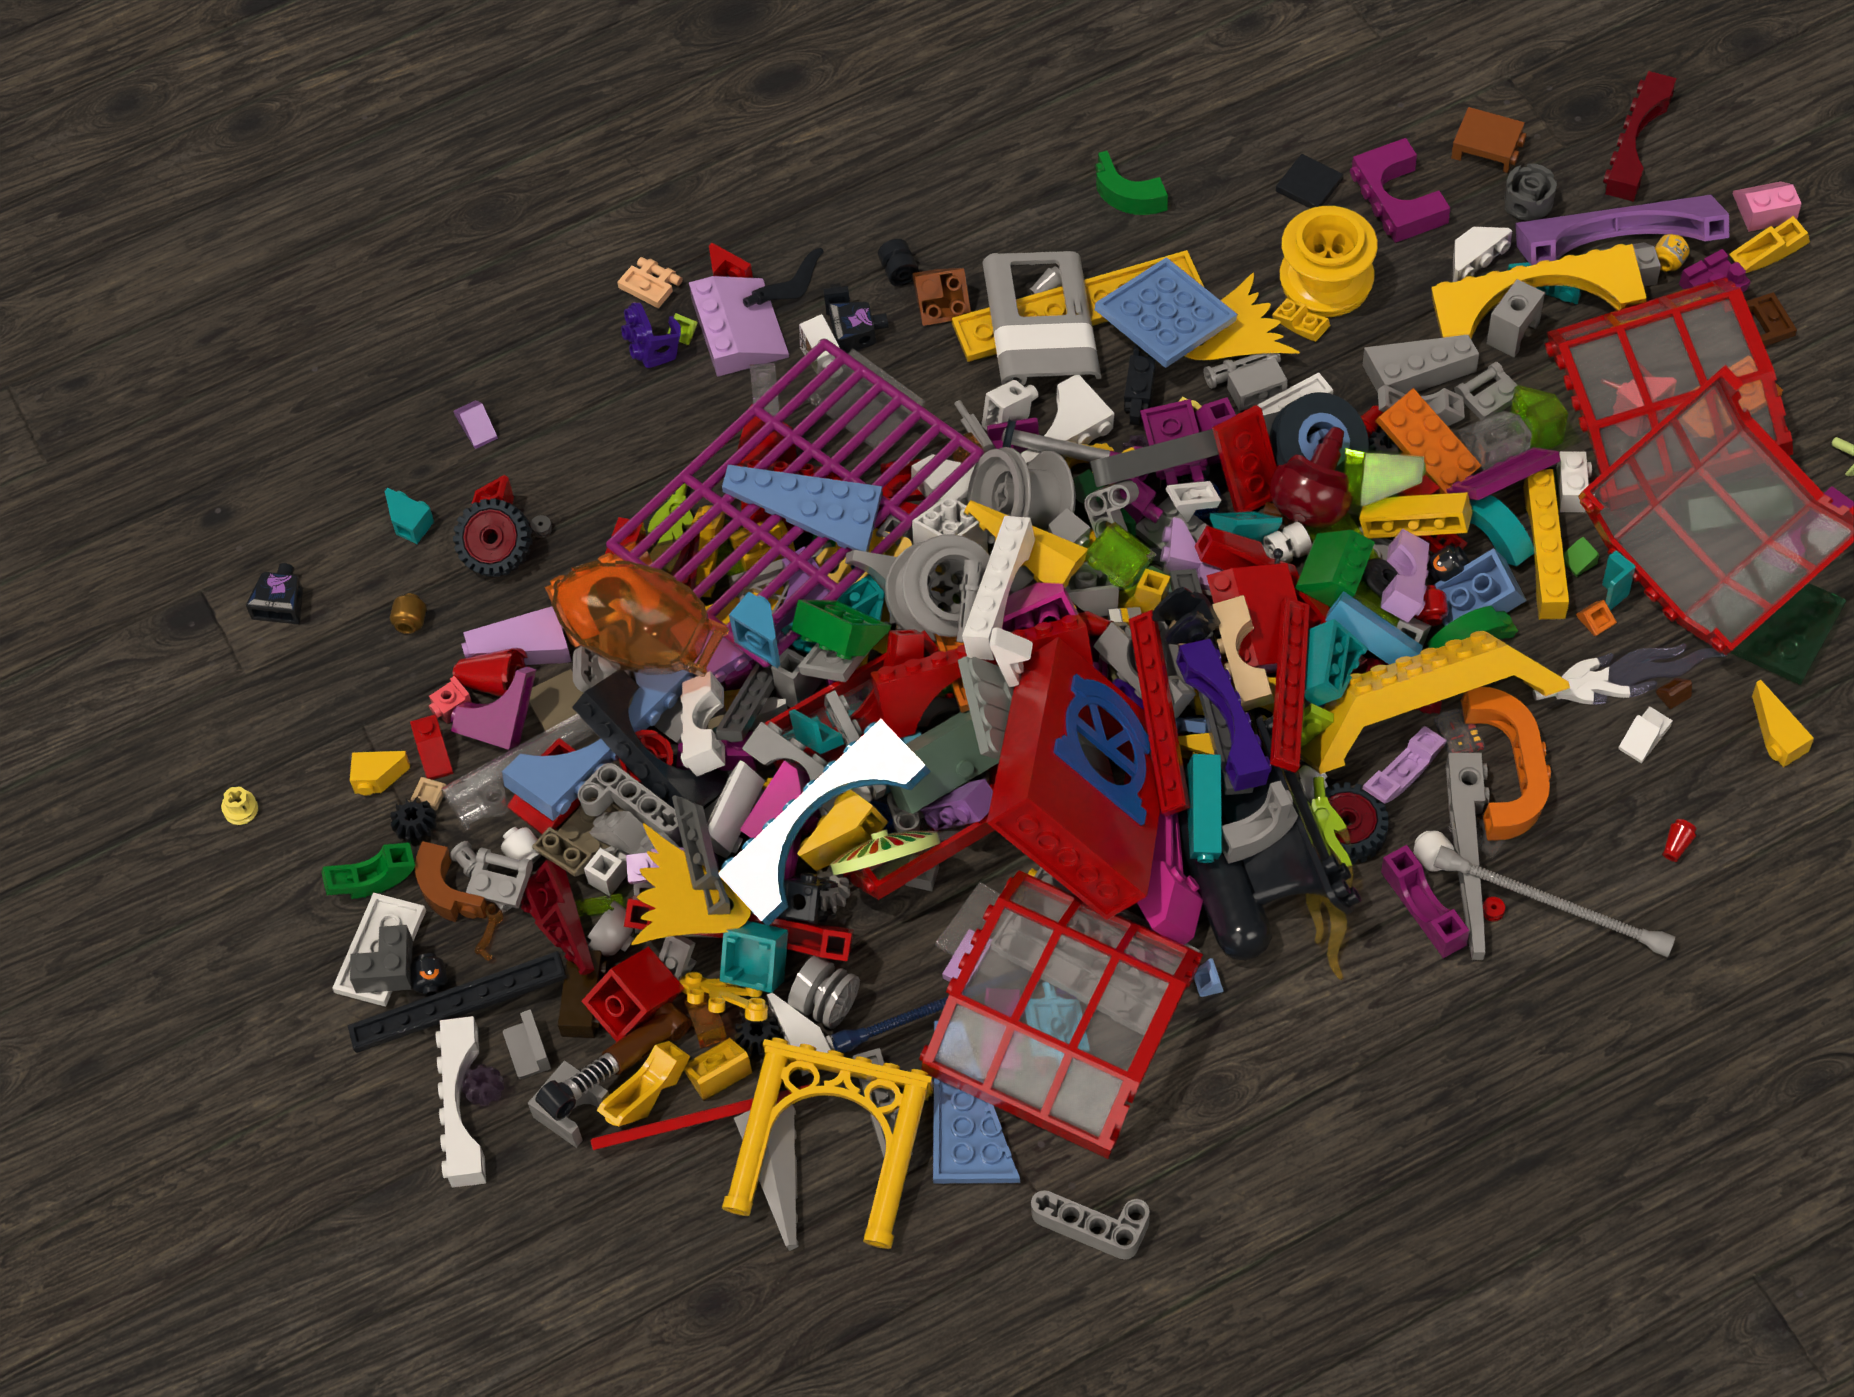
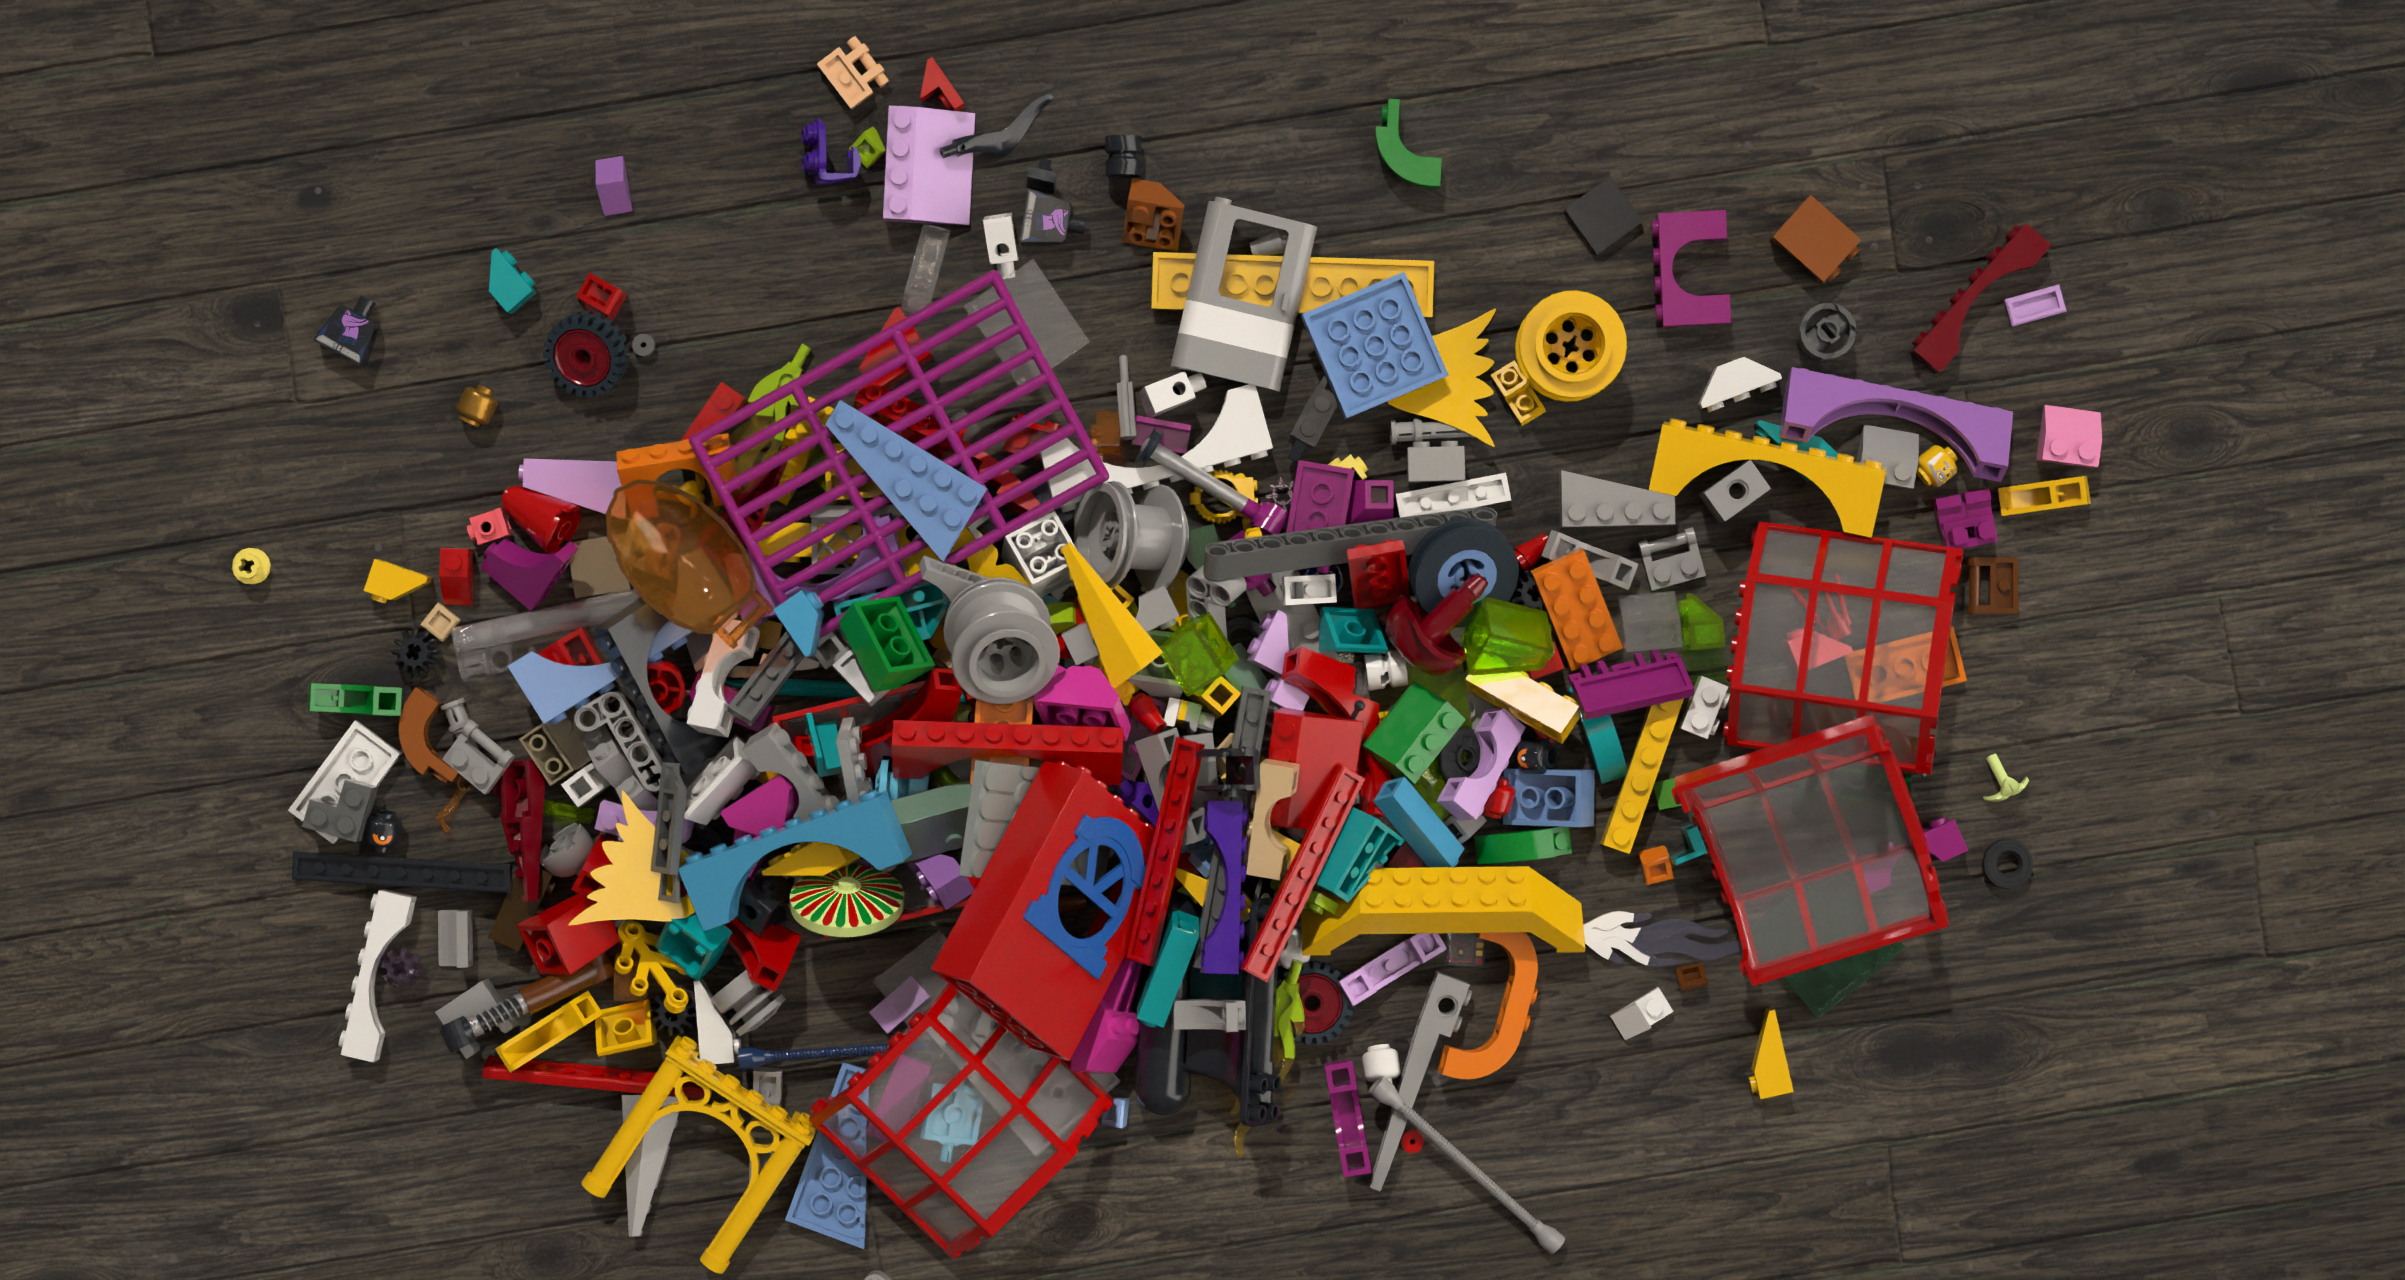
camera: 15 degrees right, 30 degrees up
(519, 844) = (511, 723): white head -> none
(969, 591) = (1018, 678): light grey pin -> none
(1008, 554) = (1065, 657): white arch -> none
(1010, 653) = (1030, 771): white slope -> none
(1679, 838) = (1618, 1139): red cone -> none
(1686, 130) = (2034, 305): none -> lavender tile

